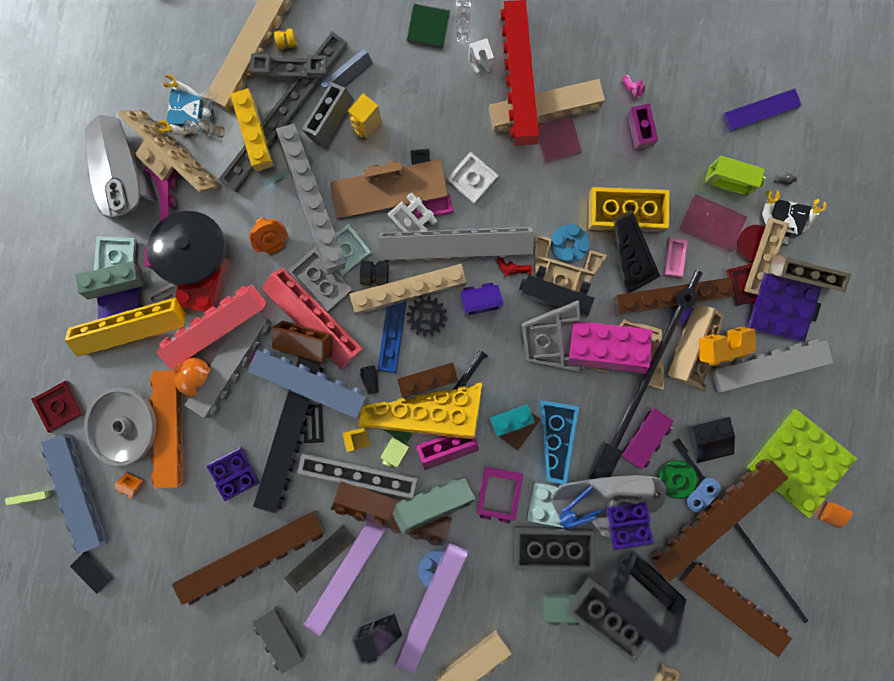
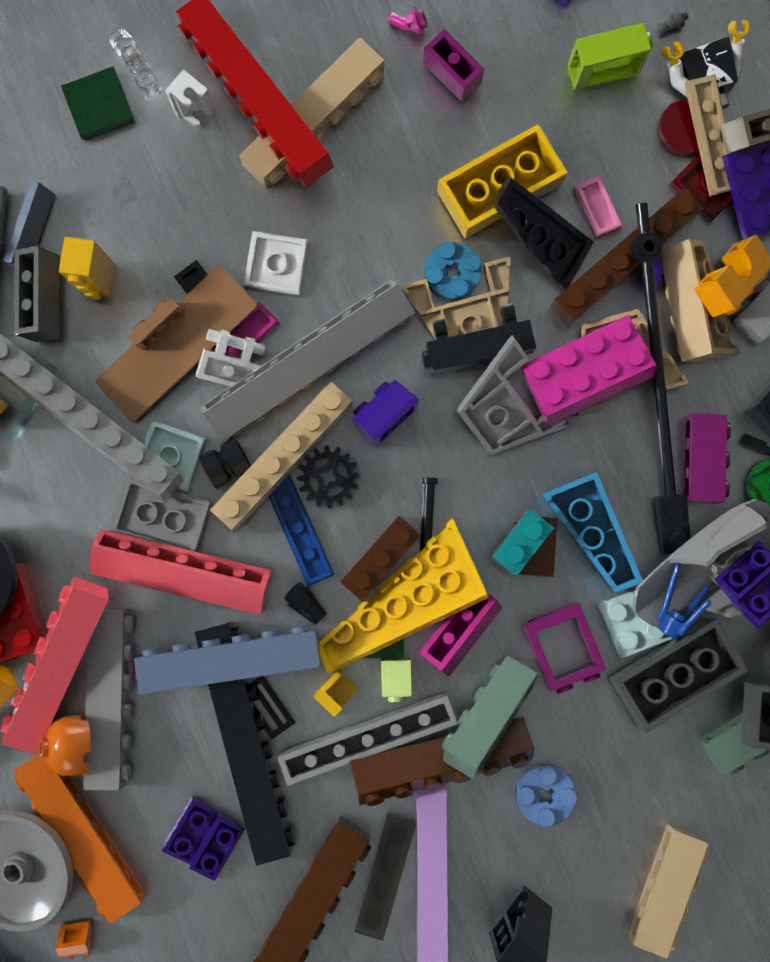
camera: 30 degrees left, 0 degrees up
(267, 235) = (56, 500): orange tile -> none
(301, 341) = (186, 610): reddish brown brick -> none
(430, 608) = (568, 850): lavender beam -> none
(513, 269) = (399, 348): red piece -> none
(558, 139) = (356, 146): clear pink tile -> none
(713, 223) = (617, 134): clear pink tile -> none

